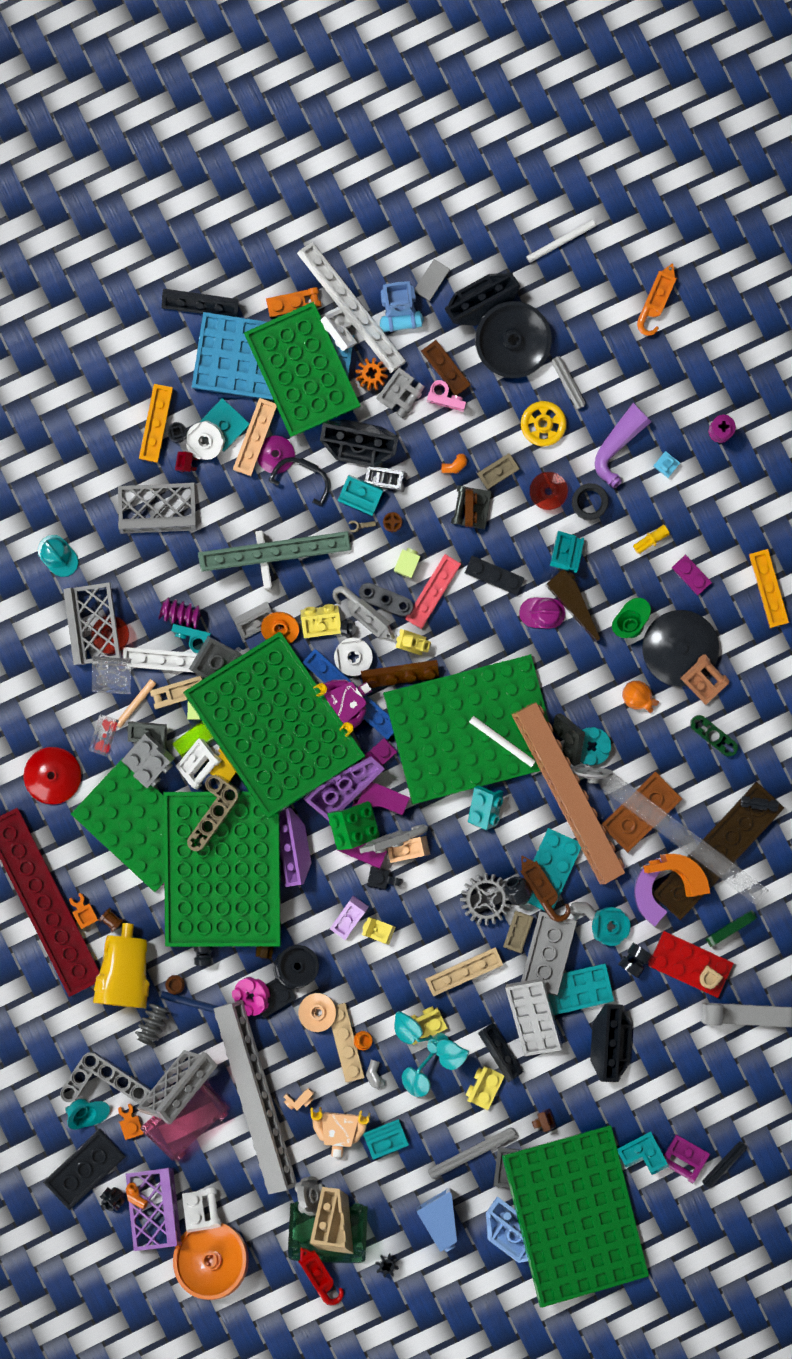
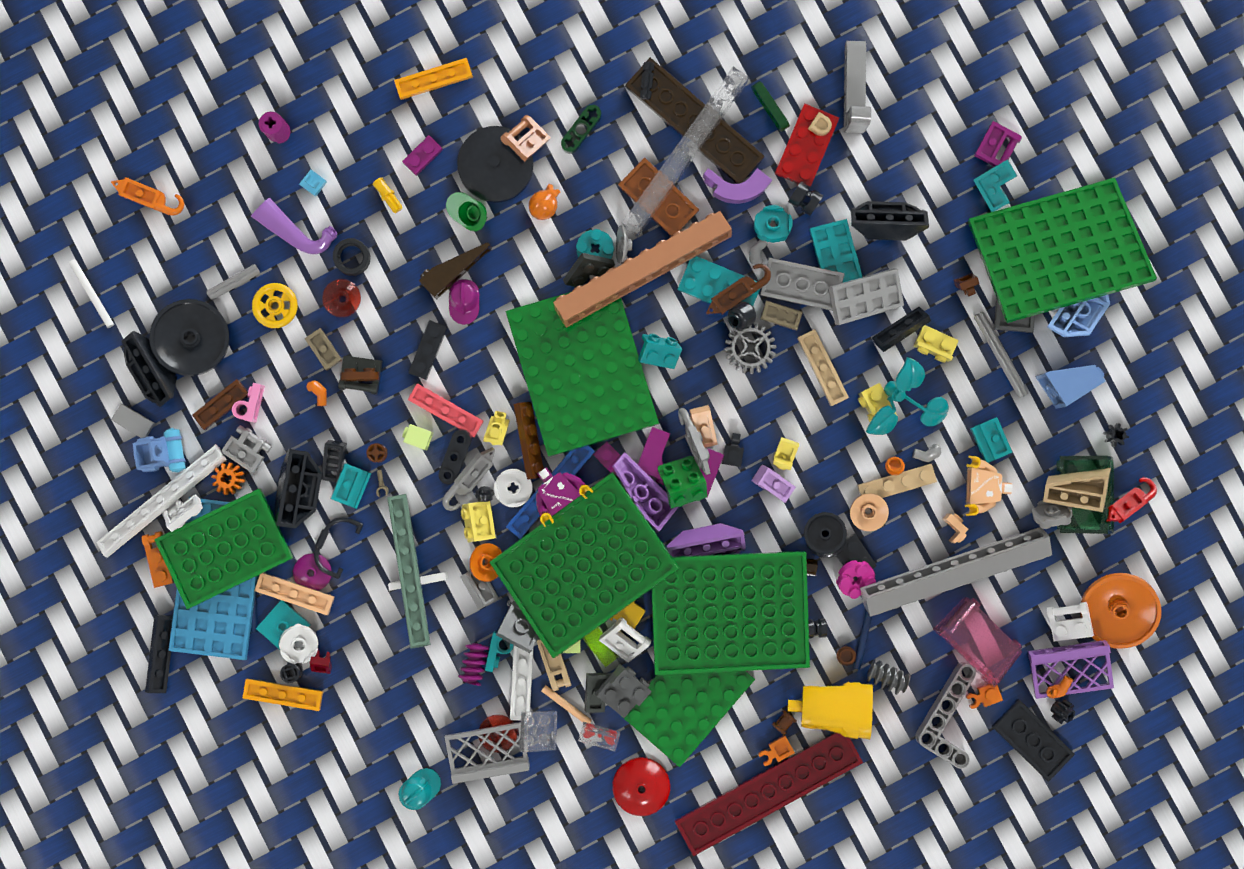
camera: 90 degrees left, 0 degrees up
(85, 1113) = (979, 743): teal piece -> none
(153, 524) = (385, 690): light grey fence -> none
(187, 1084) = (956, 645): light grey fence -> none
(211, 815) = (677, 626): dark tan beam -> none
(502, 741) = (593, 335): white bar -> none
(567, 551) = (401, 277): teal plate -> none
(690, 872) = (719, 144): orange arch -> none
(724, 1164) = (1002, 107): black axle -> none

